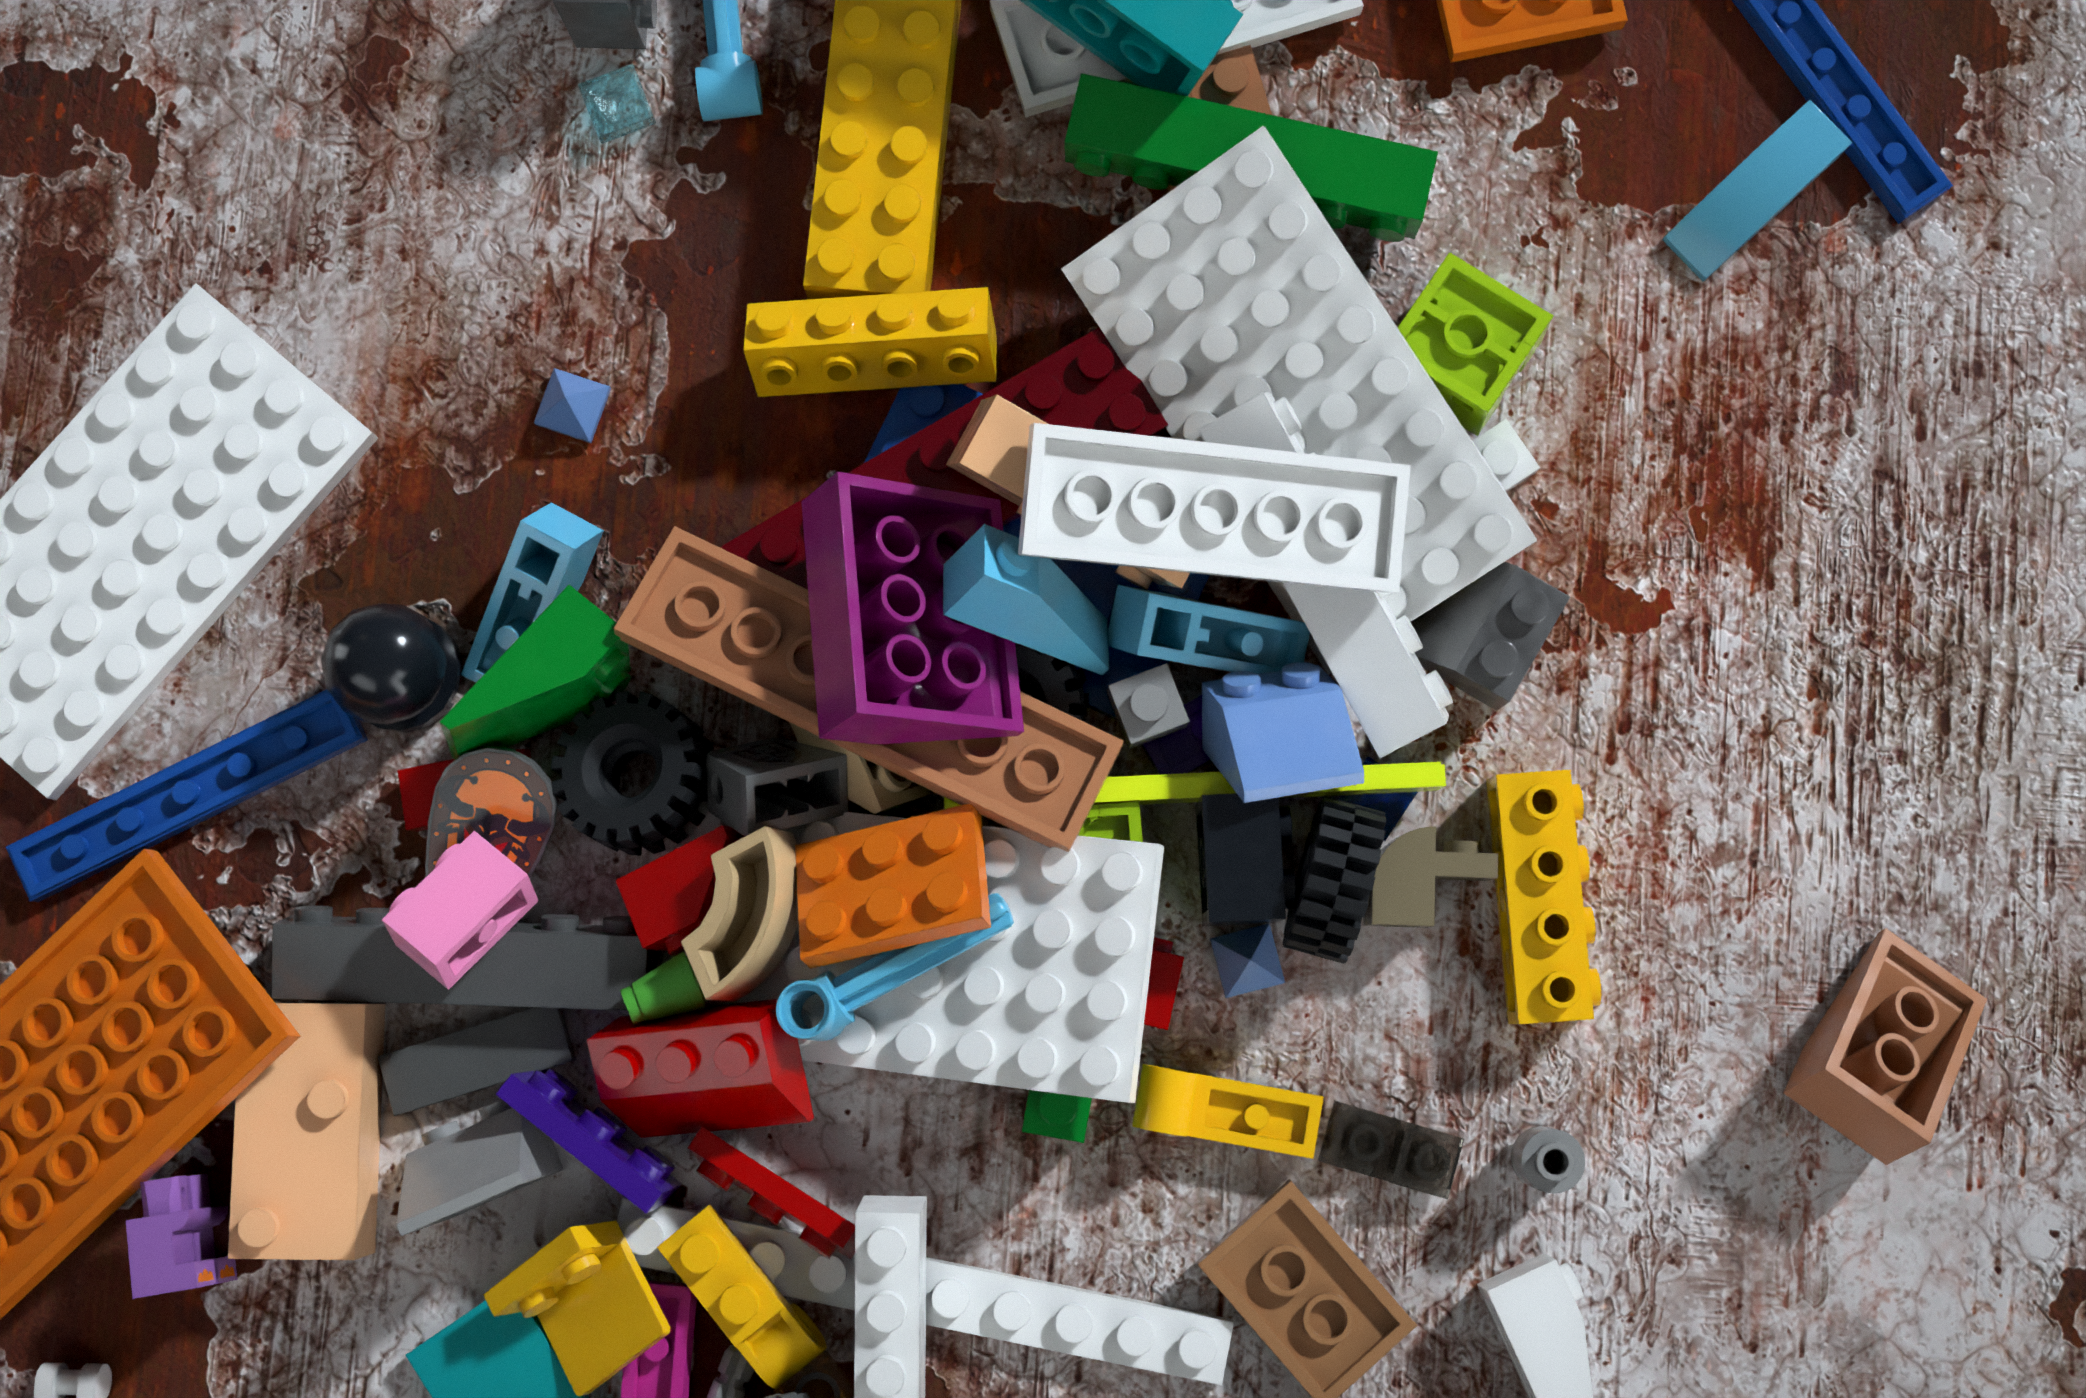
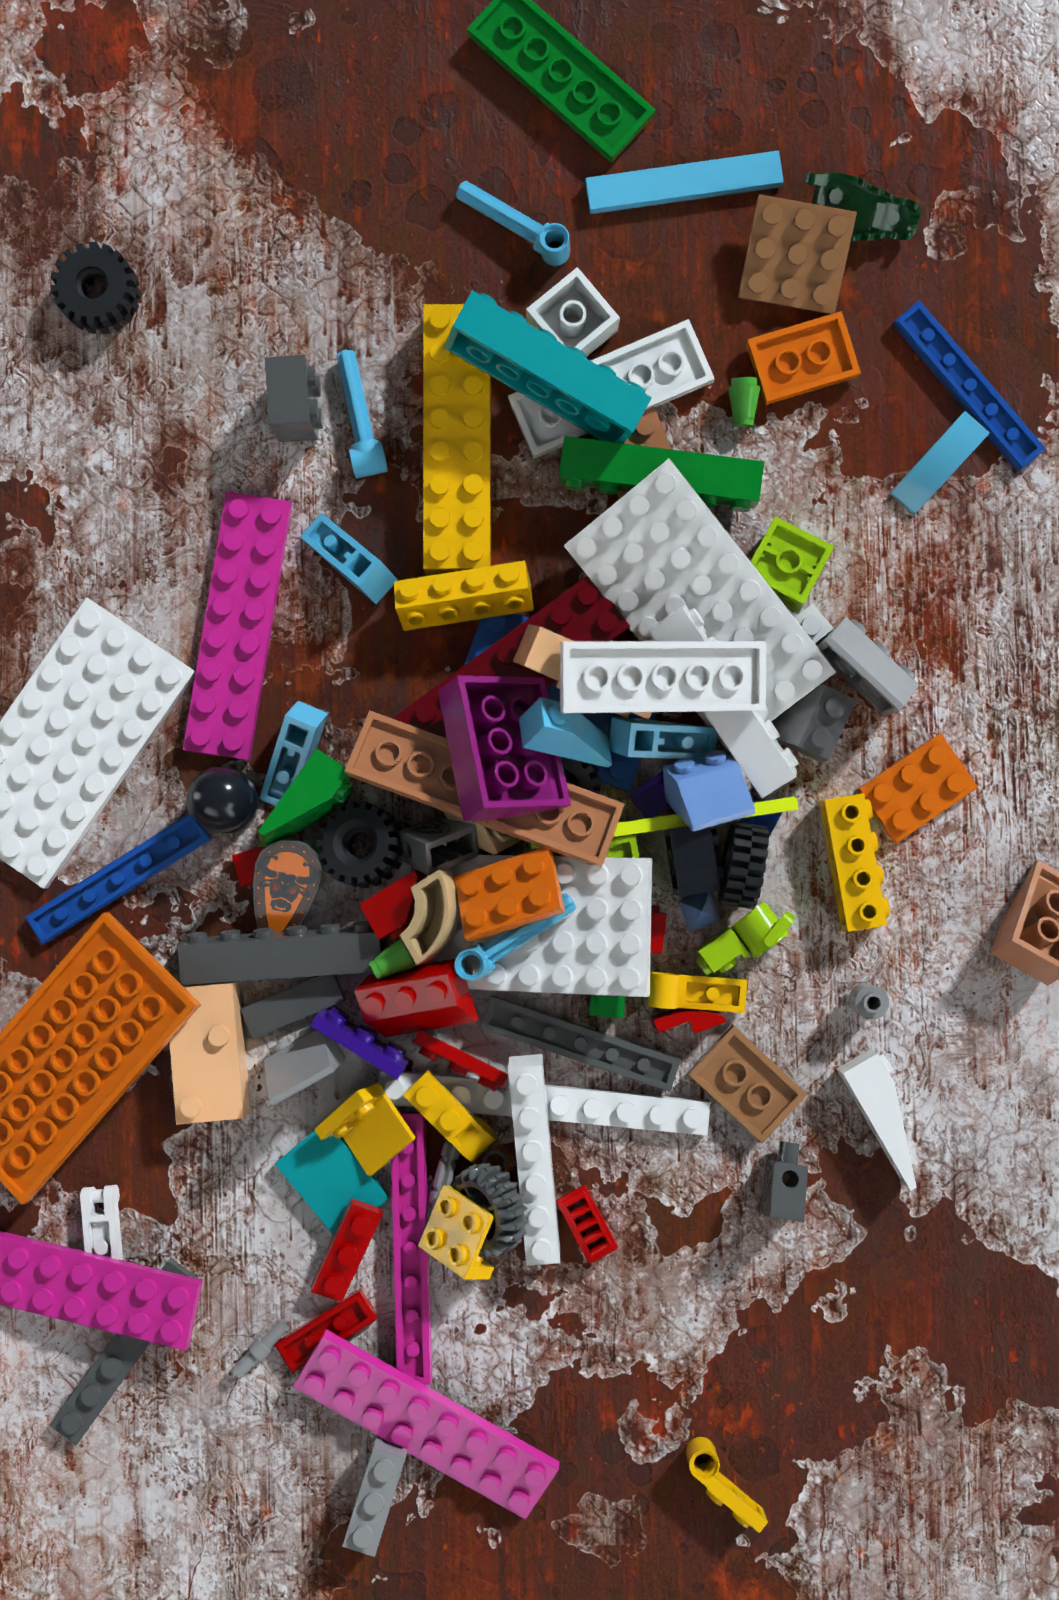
camera: 10 degrees left, 5 degrees up
(175, 1238) = (145, 1117): medium lavender hips -> none
(460, 363) = (237, 626): none -> dark pink plate
(460, 909) = (277, 928): bright pink brick -> none
(572, 405) = (301, 644): medium blue slope -> none
(617, 103) = (306, 473): clear light blue tile -> none
(675, 259) = (349, 558): none -> medium azure slope
(1002, 1185) = (581, 1043): none -> dark grey plate
(1147, 706) = (634, 782): light grey brick -> none
(1224, 1161) = (697, 1019): none -> red slope
(1278, 1040) = (720, 952): none -> lime brick
(1360, 1005) = (762, 929): none -> lime piece
(1391, 1149) = (785, 1003): clear smoke slope -> none
(1407, 874) = (783, 856): dark tan brick -> none
(1412, 48) = (743, 400): none -> bright green cone
(1597, 542) = (868, 667): none -> light grey slope
(1672, 774) = (917, 788): none -> orange plate

